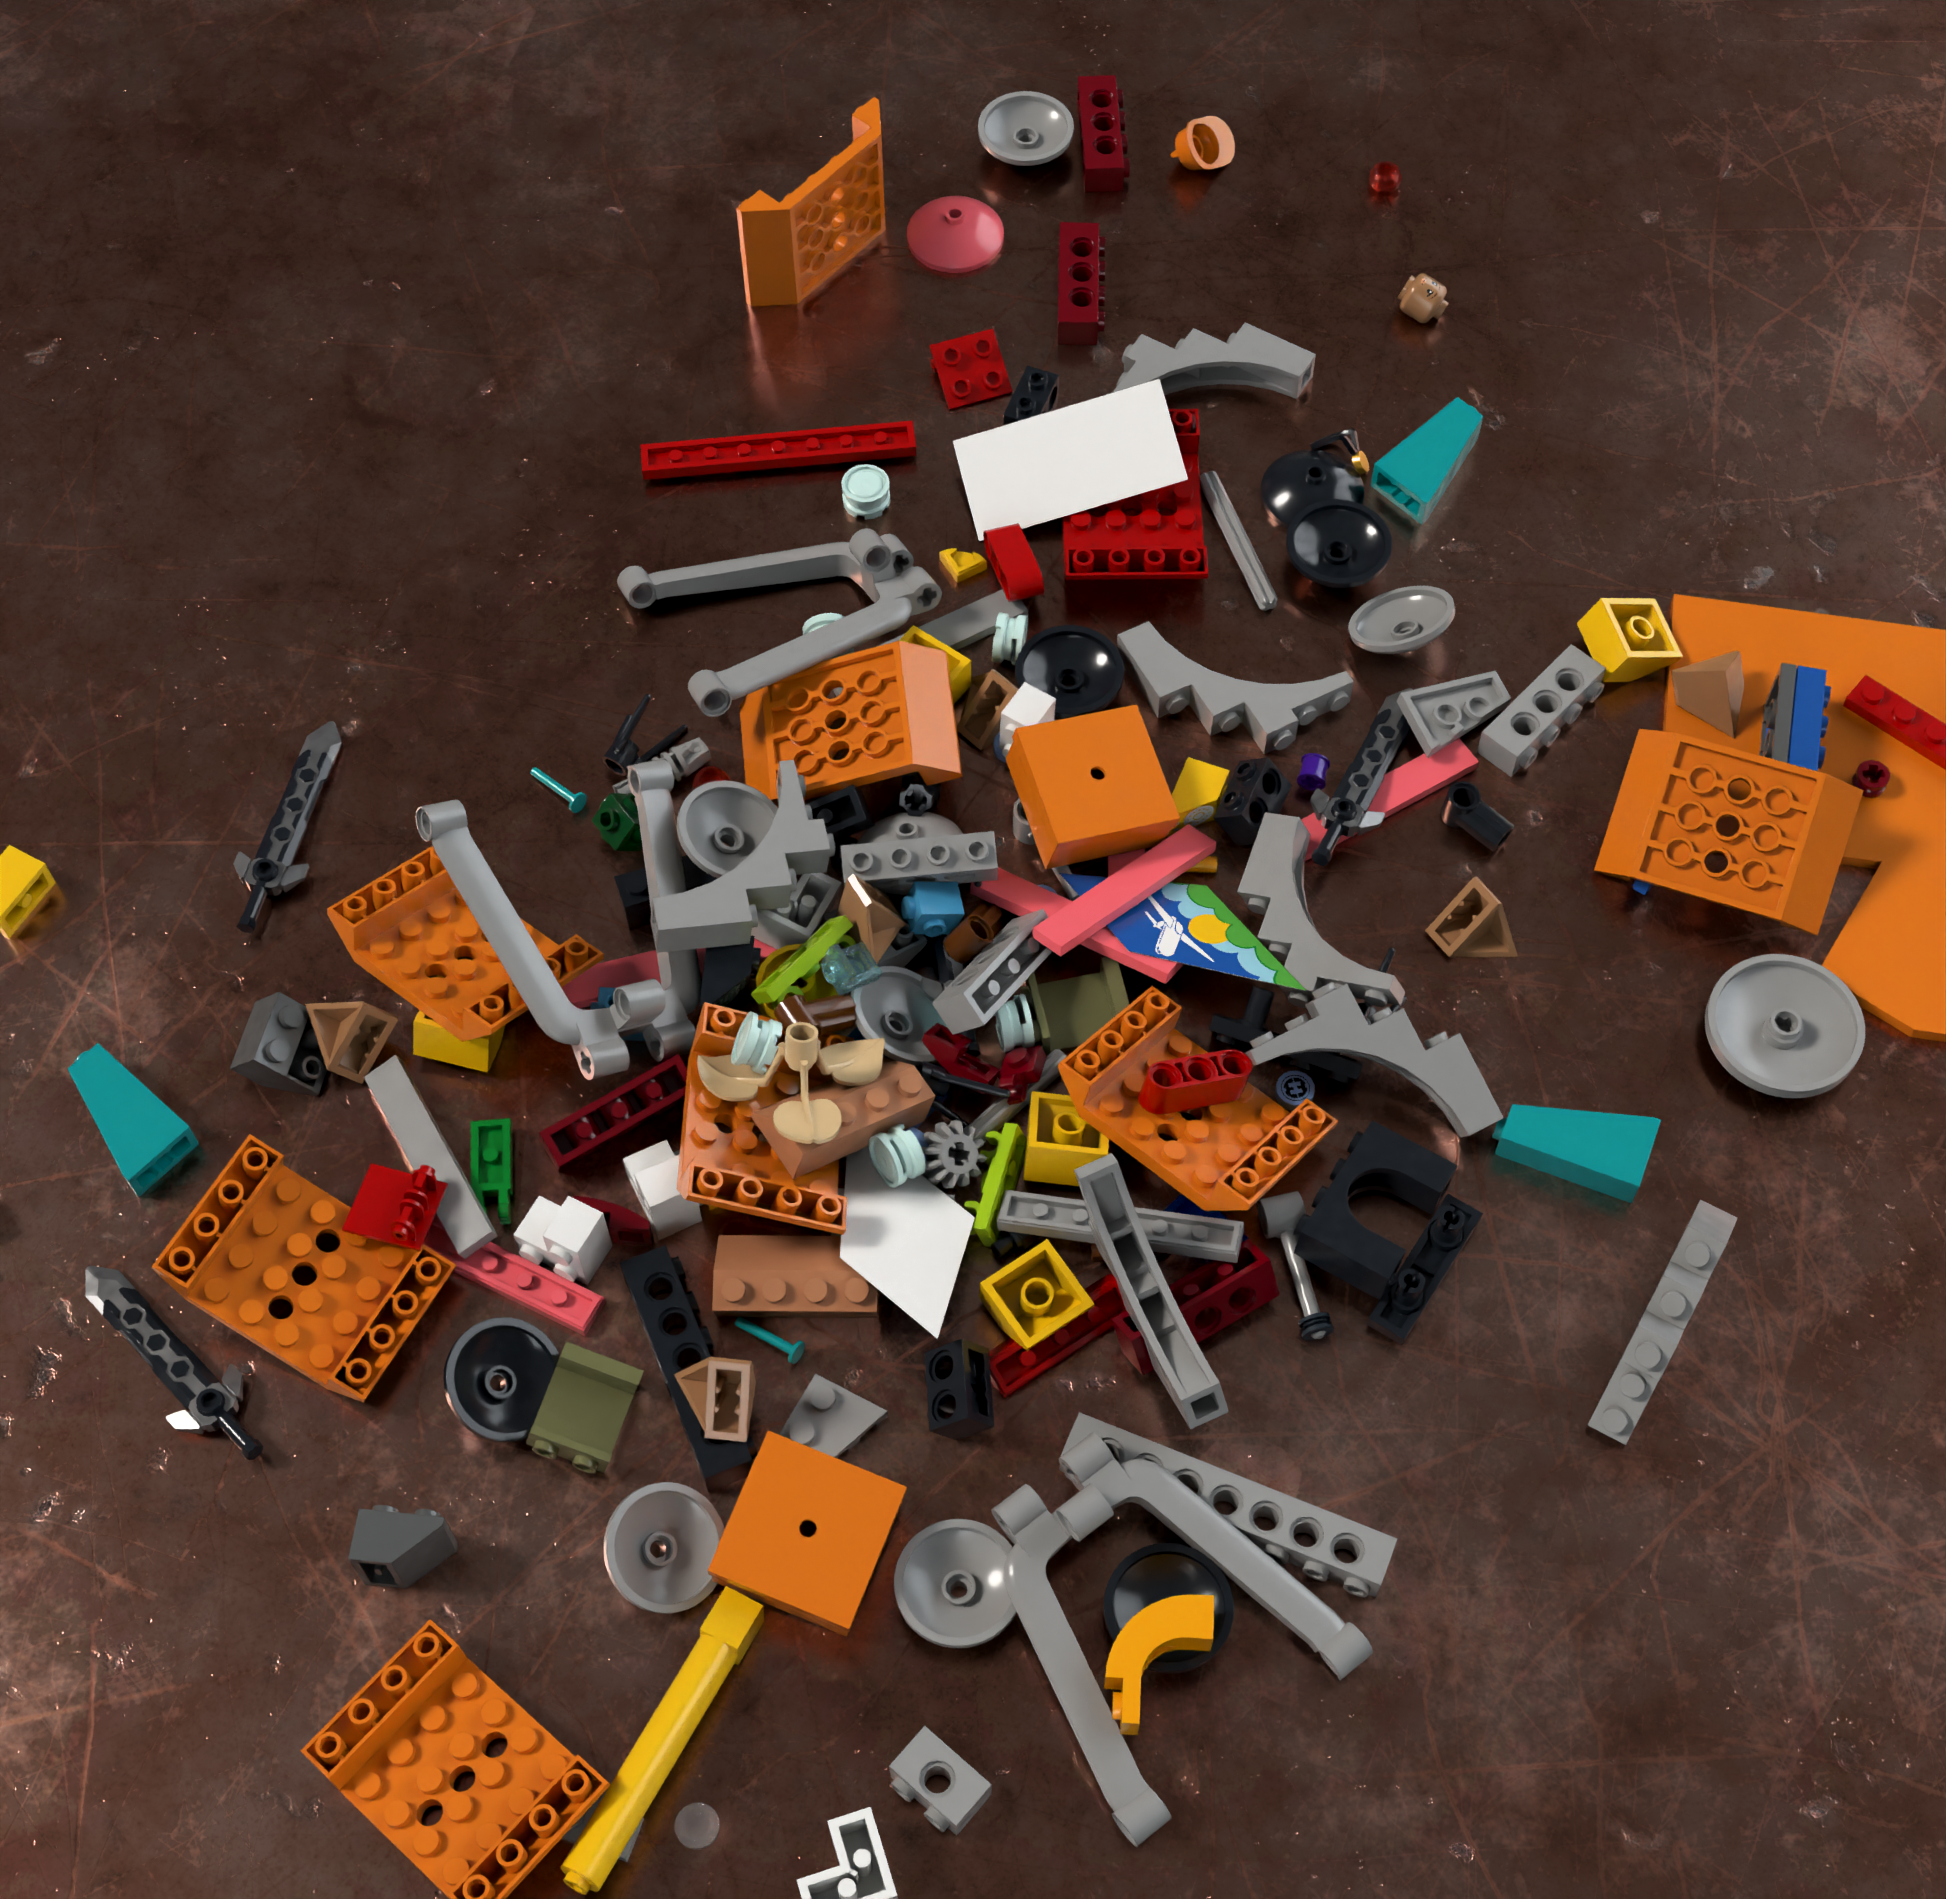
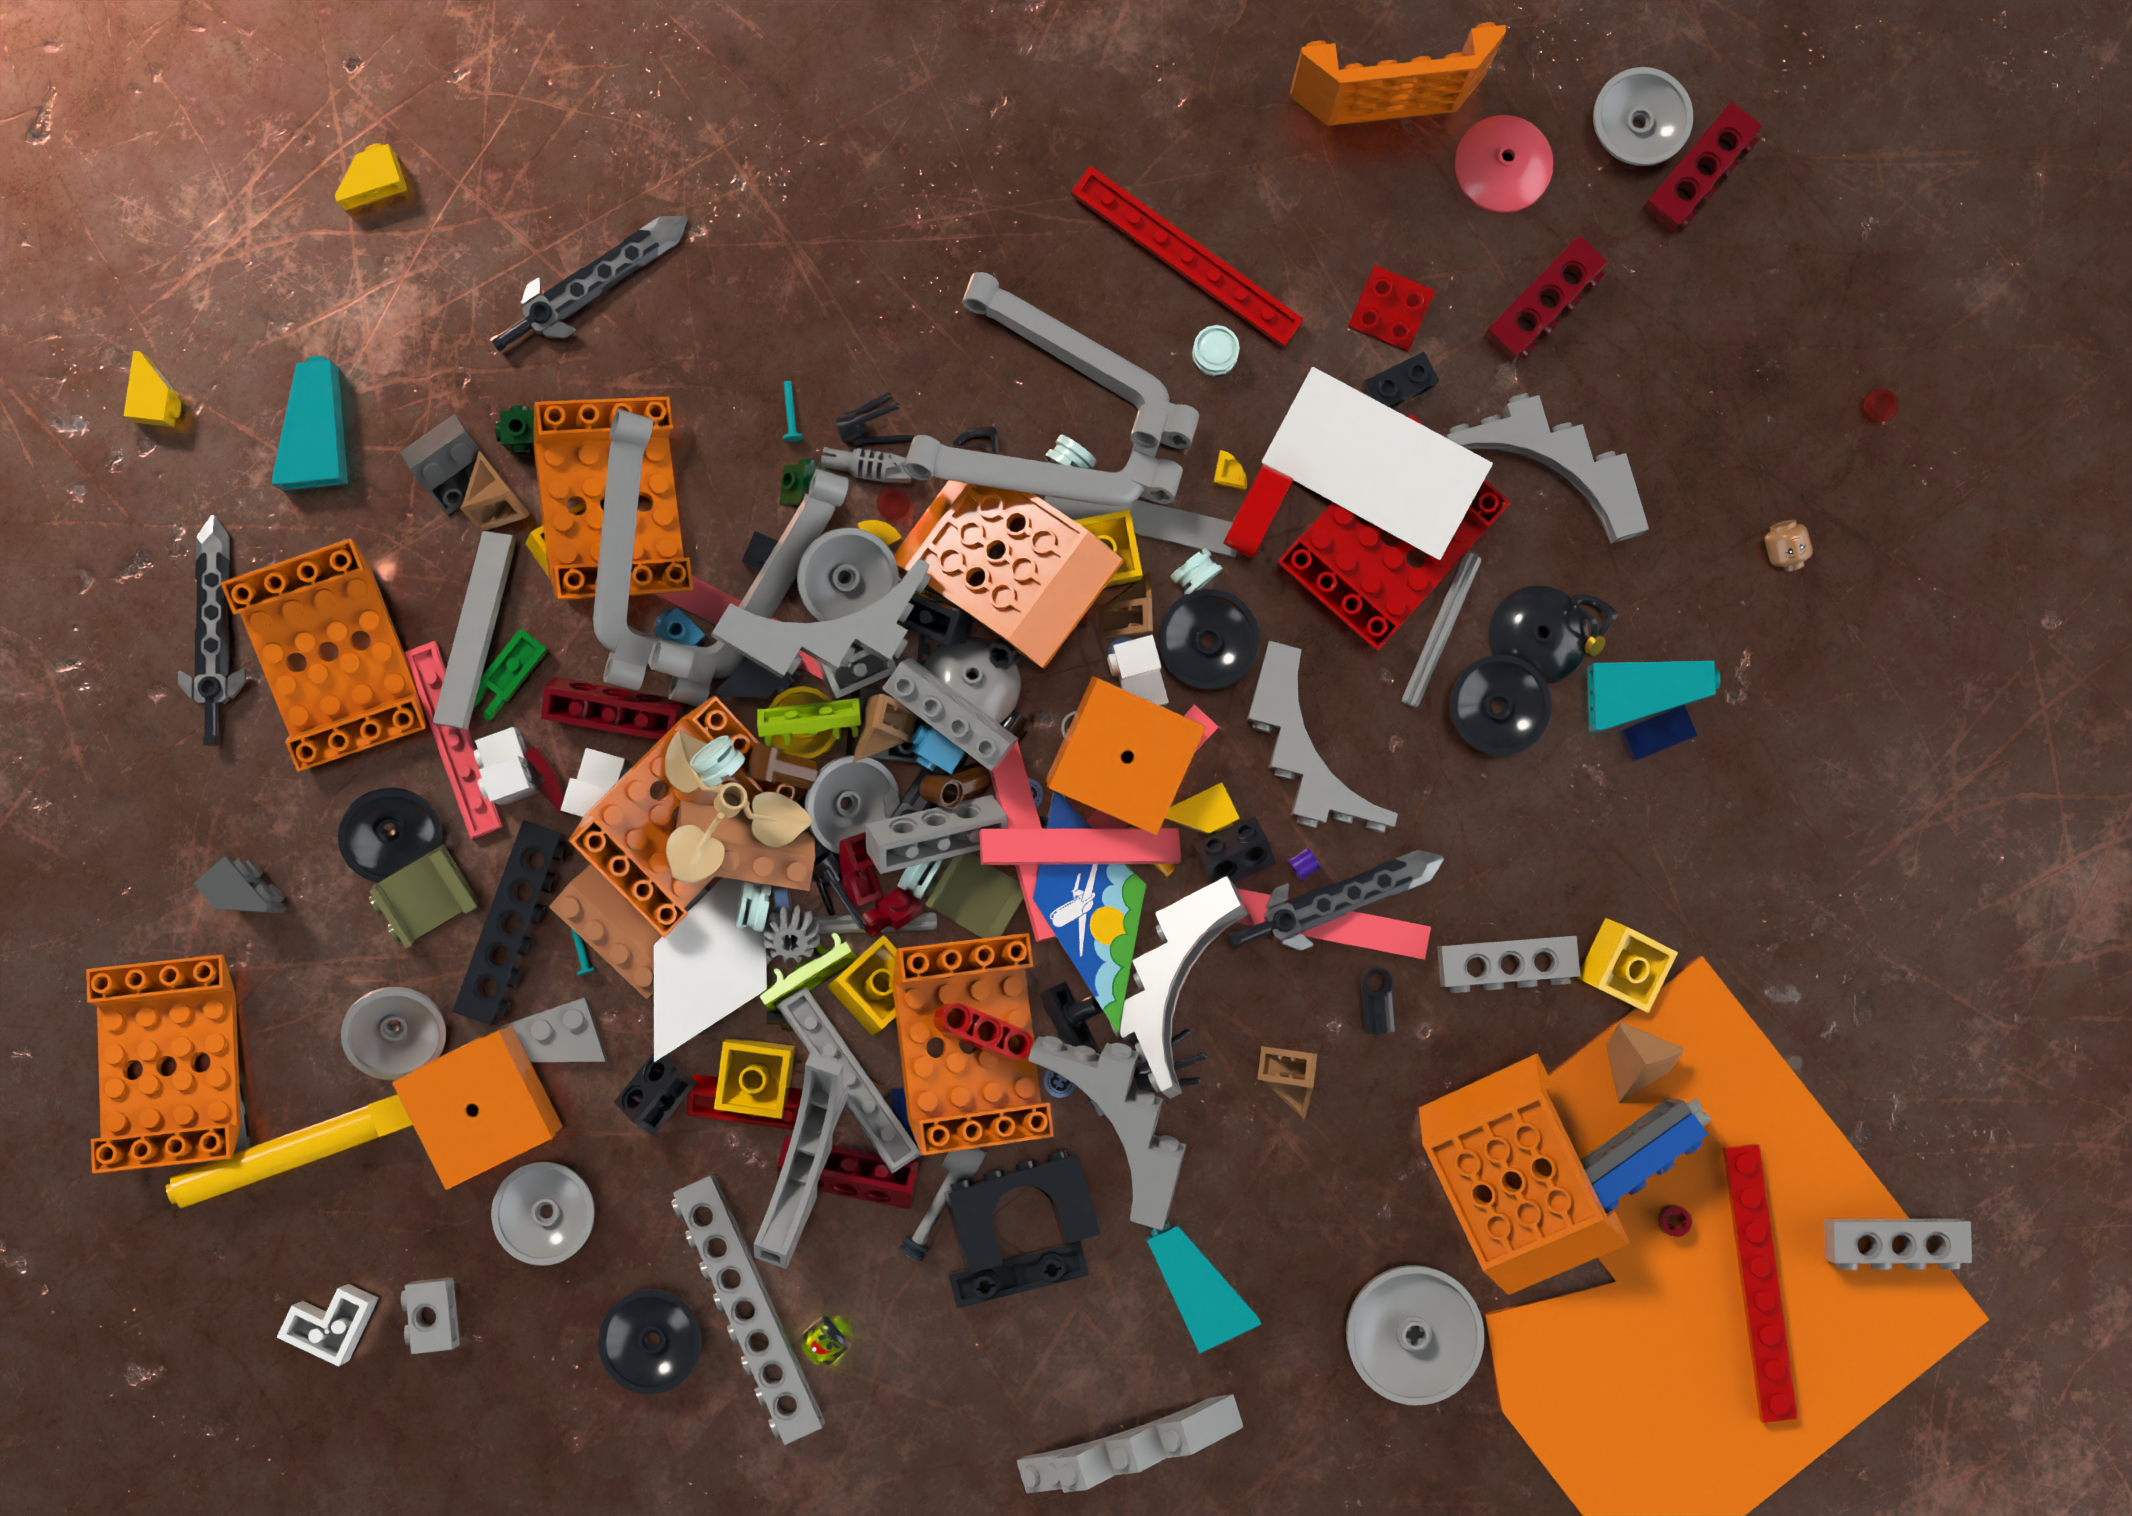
camera: 40 degrees right, 25 degrees up
(329, 968) = (516, 430): none -> dark green brick
(396, 1206) = (417, 656): red hinge -> none
(697, 1825) = (277, 1211): clear plate -> none
(720, 1396) = (501, 973): medium nougat slope -> none
(849, 967) = (833, 752): clear light blue bracket -> none
(1040, 1535) = (635, 1252): light grey piece -> none
(1162, 1627) = (622, 1354): light orange arch -> none
(1204, 144) = (1770, 253): orange piece -> none
(1321, 1470) = (826, 1339): none -> head
(1402, 619) = (1485, 794): light grey dish -> none
(1452, 708) = (1446, 905): light grey wing -> none
(1471, 483) = (1659, 733): none -> clear blue plate

